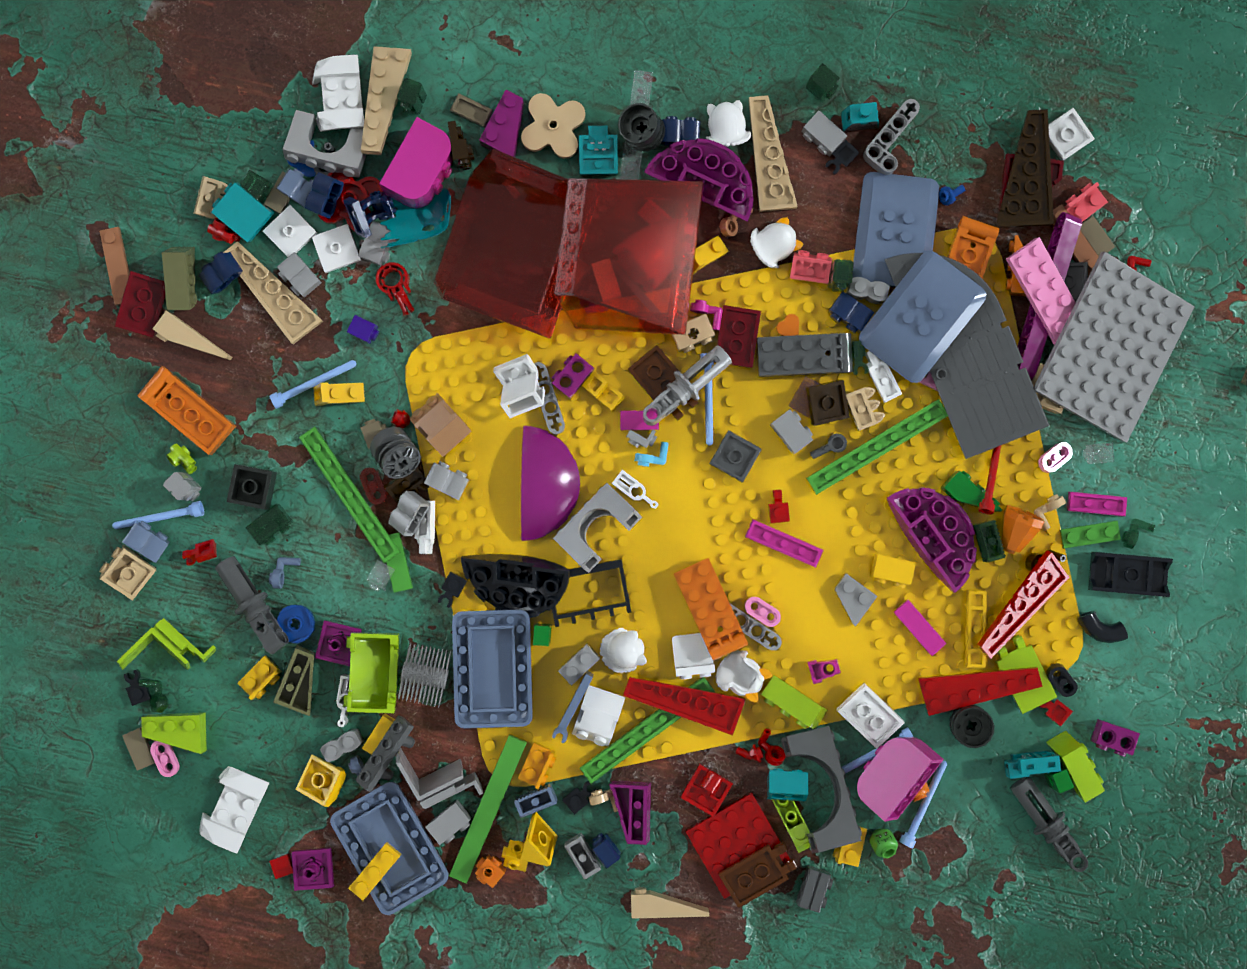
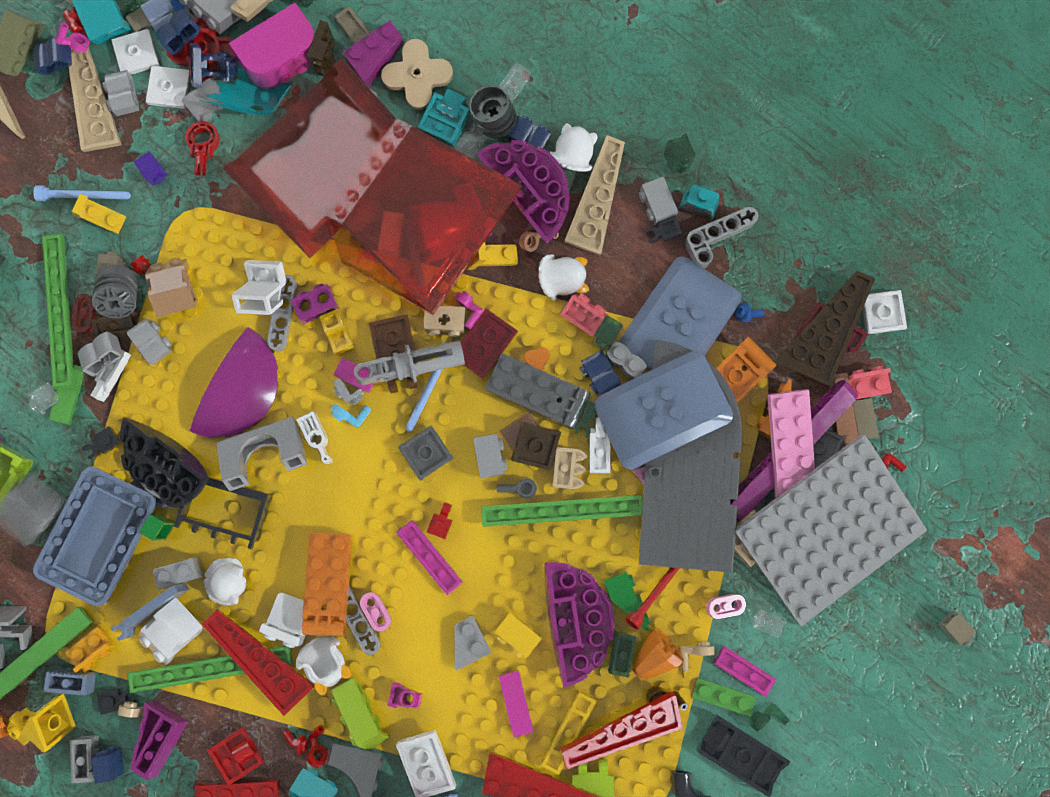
camera: 25 degrees right, 5 degrees down
(235, 248) = (76, 41): none -> dark pink plate

